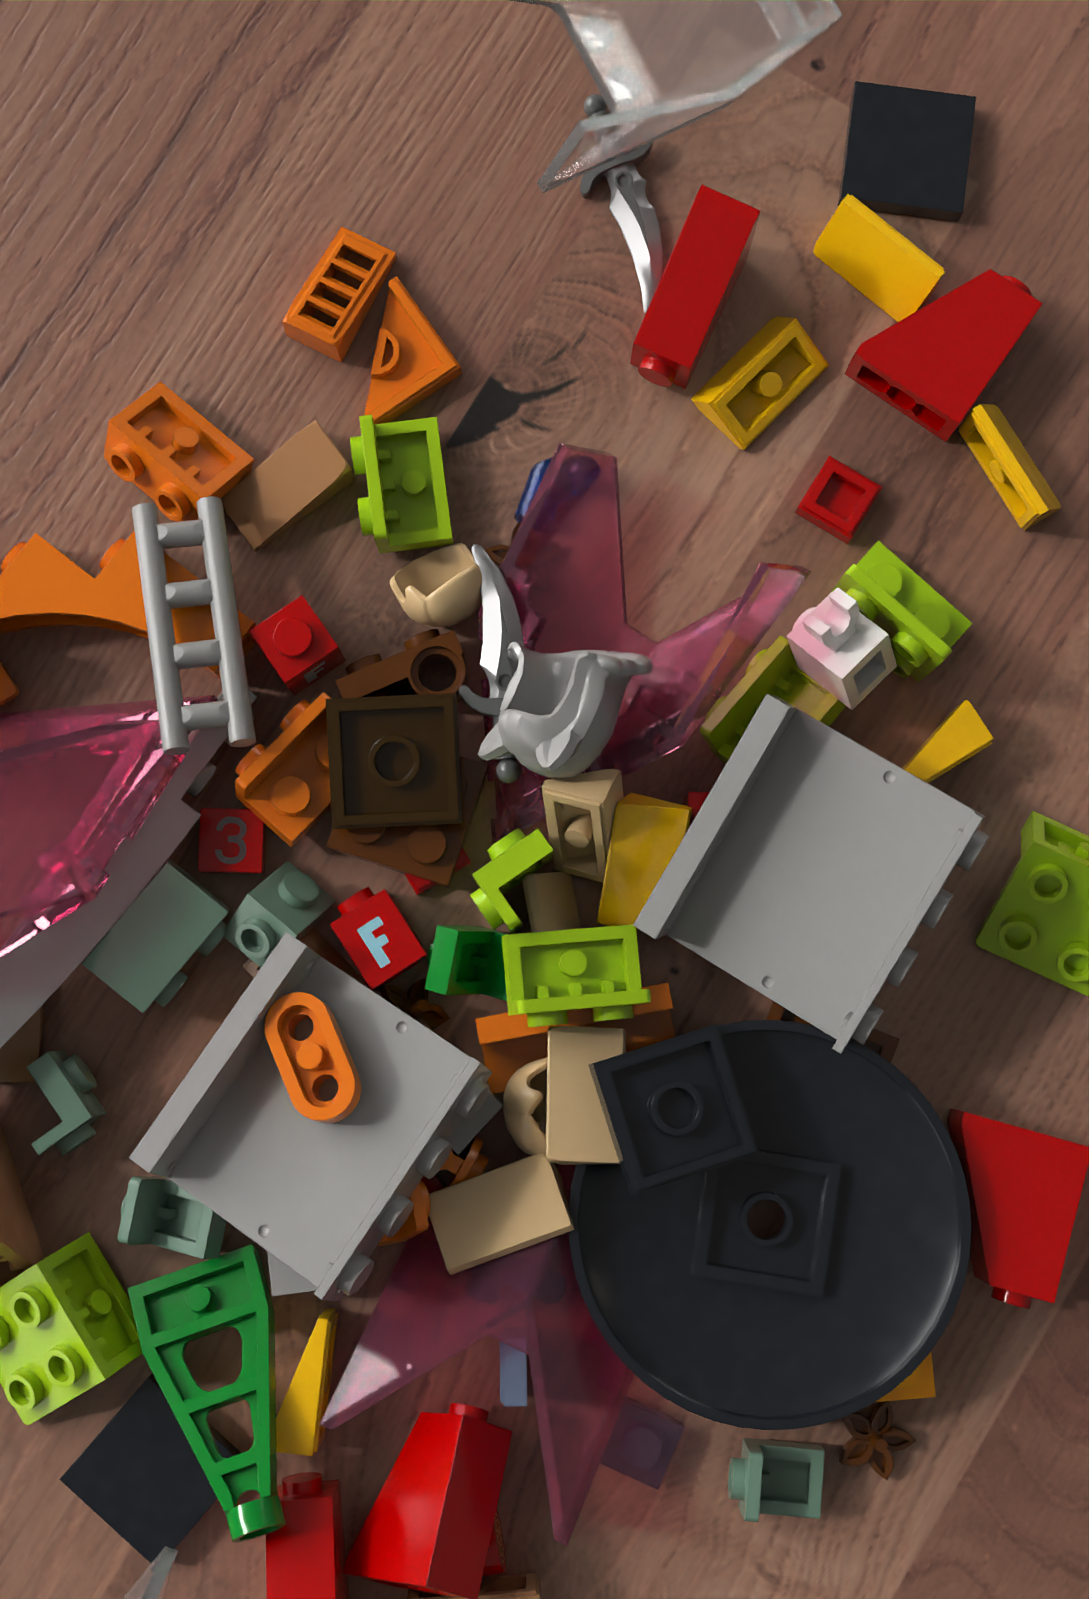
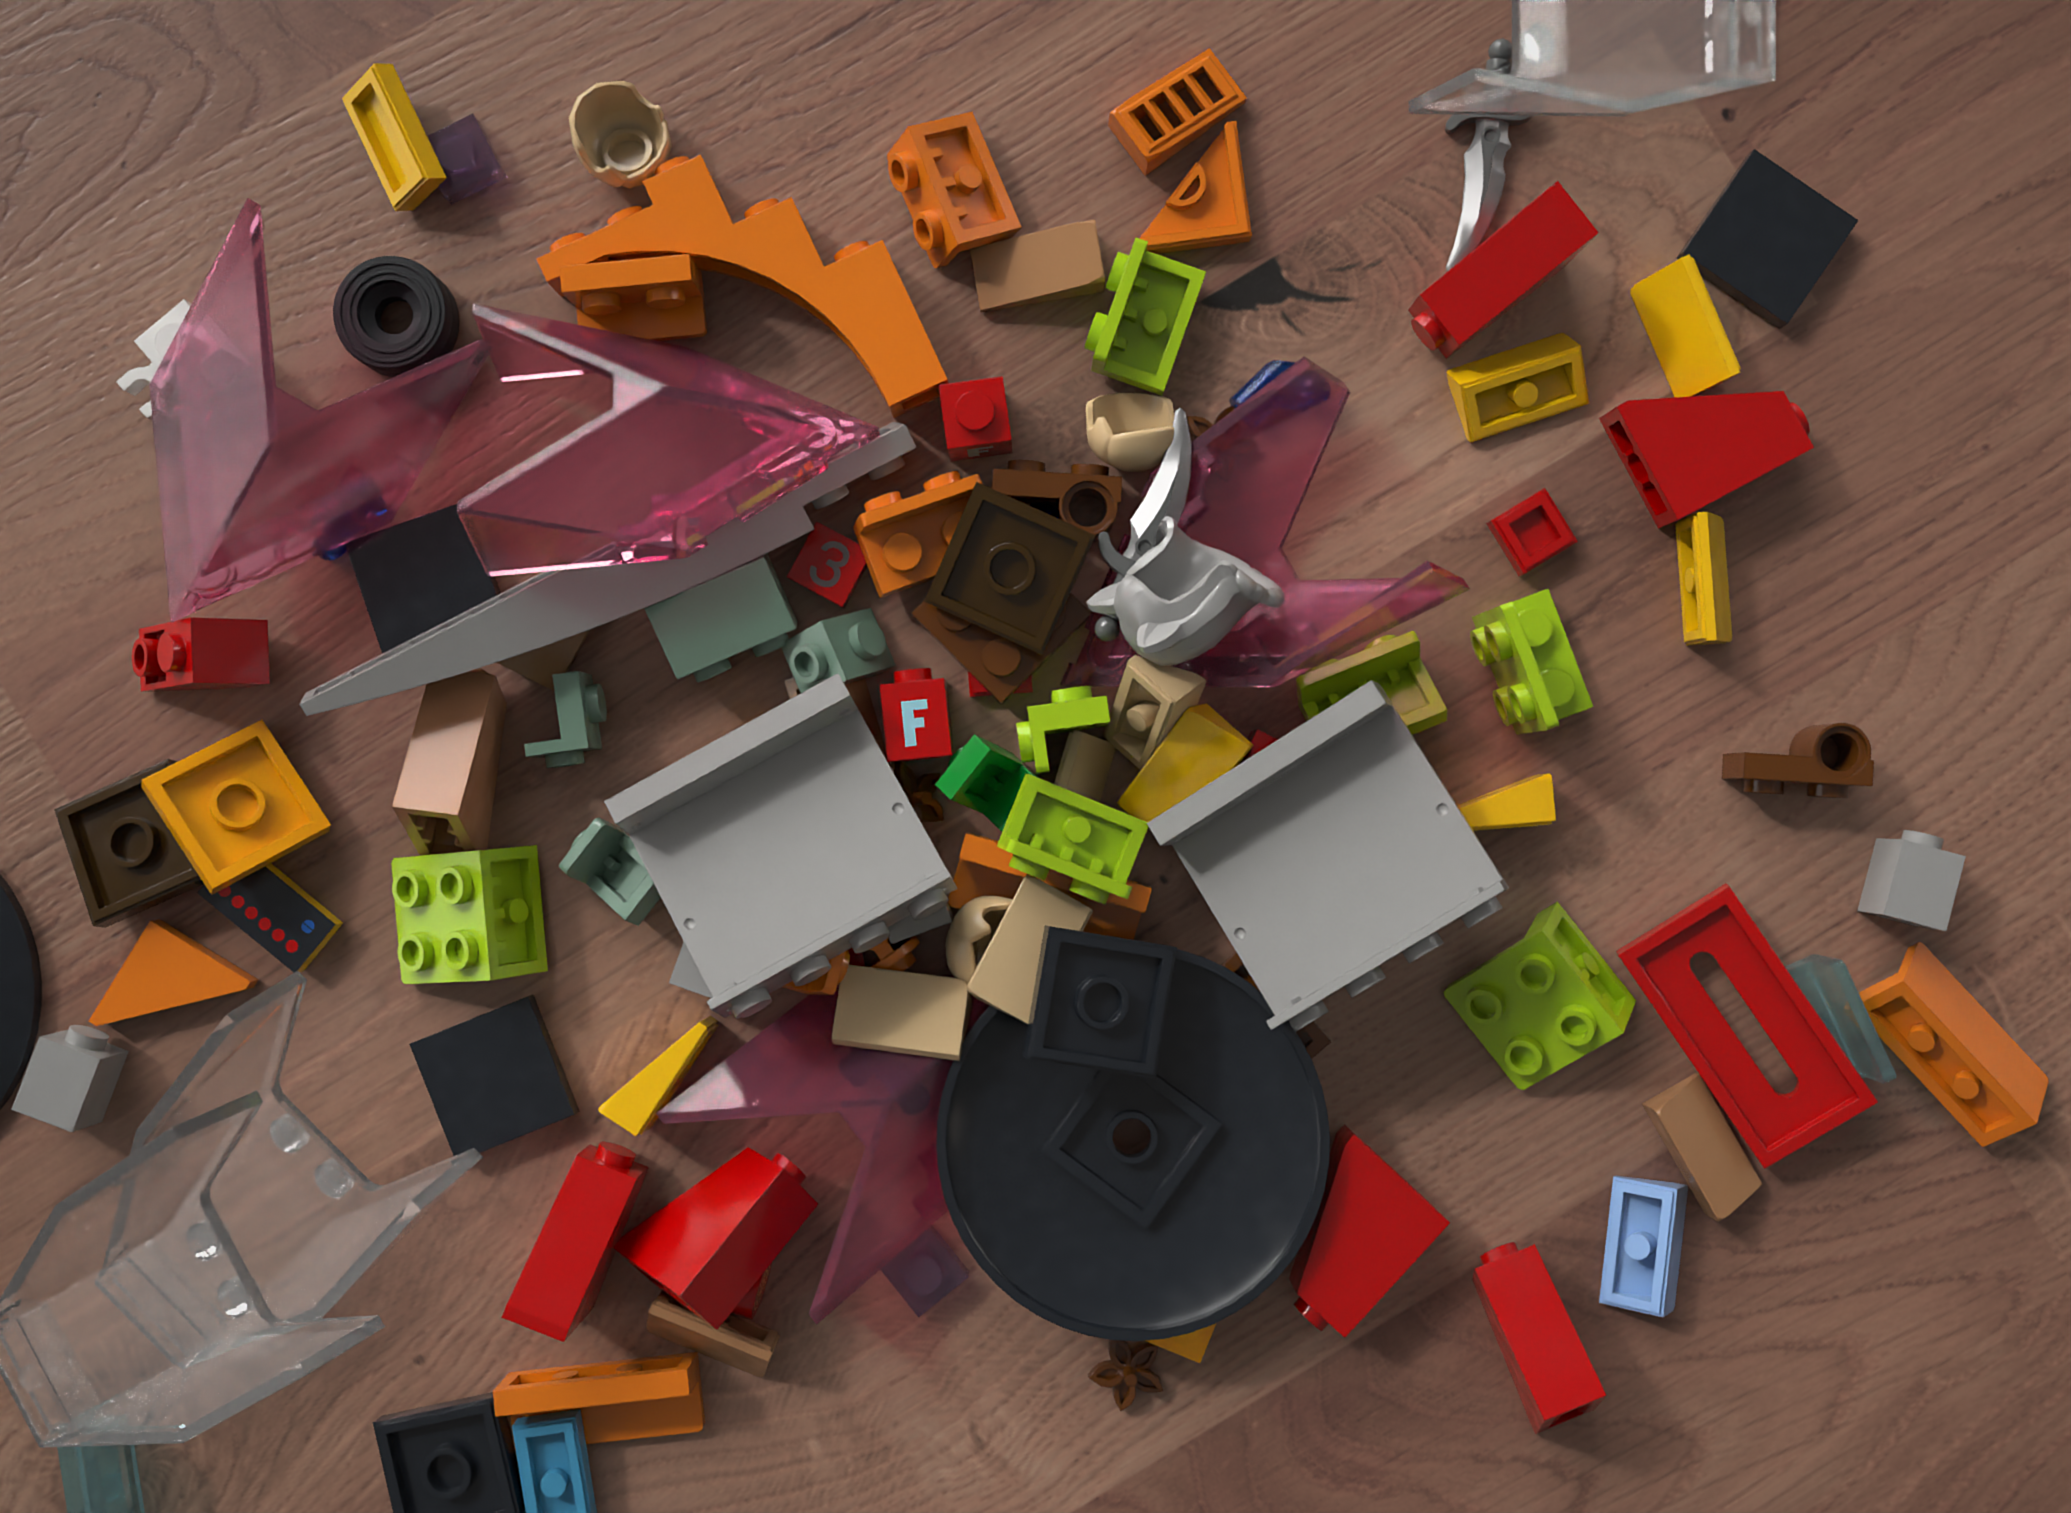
camera: 30 degrees right, 5 degrees up
(170, 657) = (856, 374): light grey bar -> none
(192, 1306) = (603, 956): green plate -> none
(313, 1060) = (806, 798): orange plate -> none
(513, 1376) = (842, 1158): sand blue tile -> none
(777, 1479) = (1026, 1361): sand green bracket -> none
(841, 648) = (1461, 671): white brick -> none

